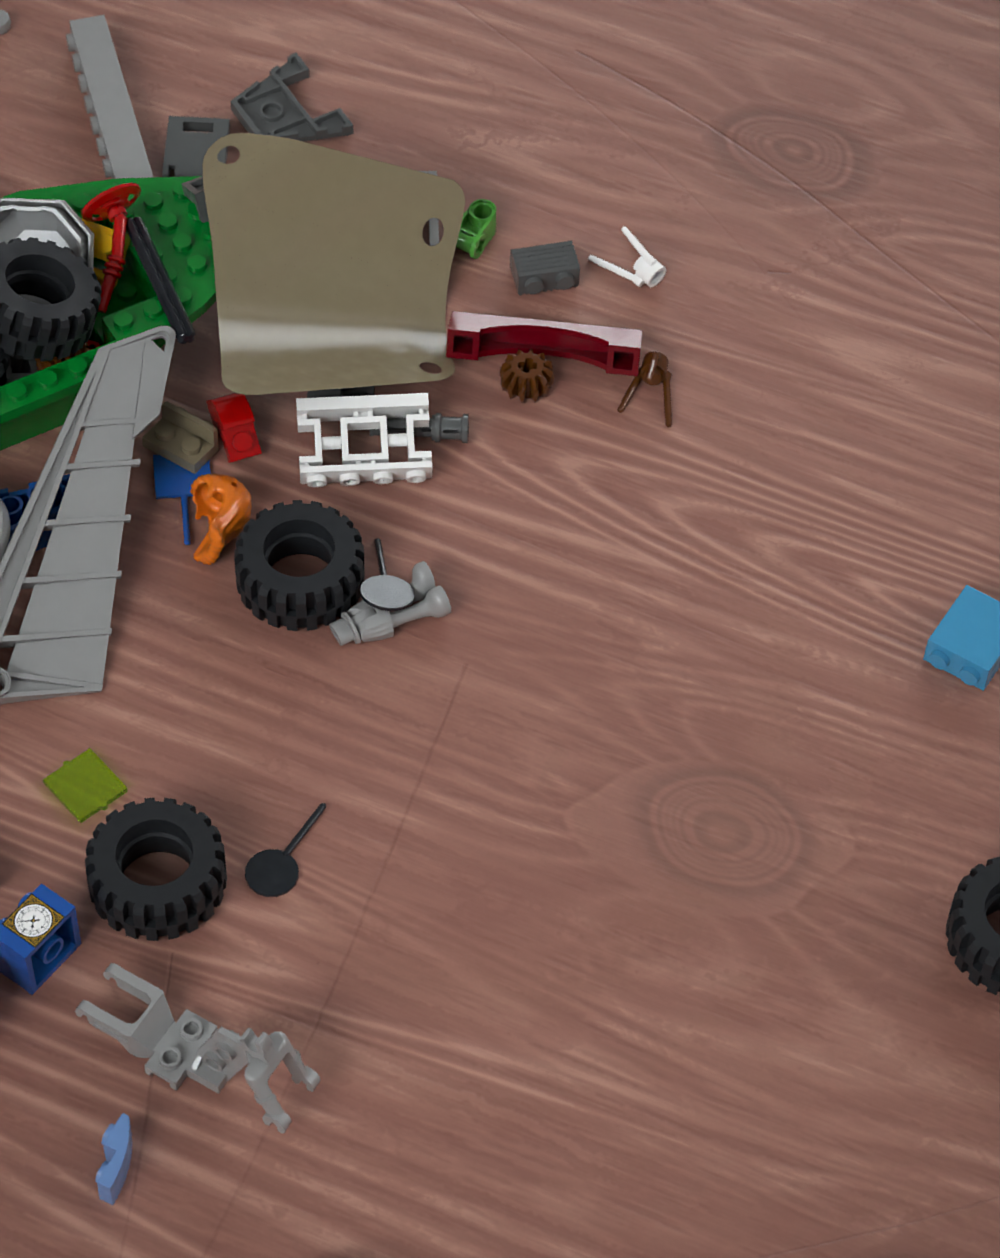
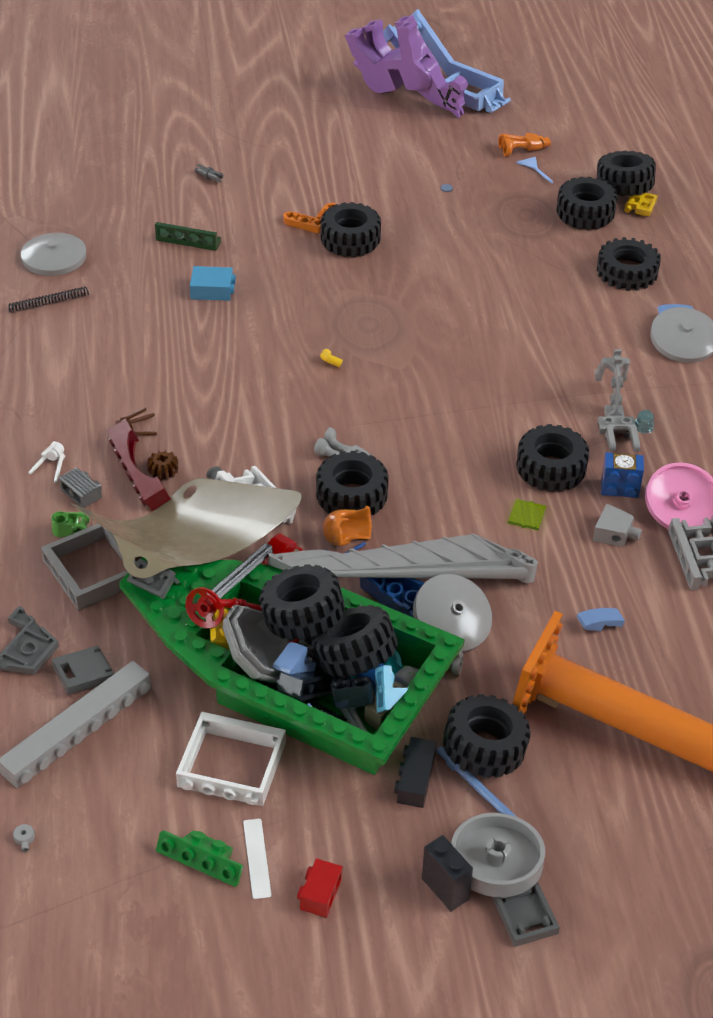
camera: 120 degrees left, 10 degrees down
(118, 1152) = (679, 415): medium blue slope -> none
(152, 1096) = (645, 421): none -> clear light blue hat
(276, 871) = (508, 437): black piece -> none
(386, 591) = (339, 446): piece -> none
(650, 709) = (327, 357): none -> yellow arm

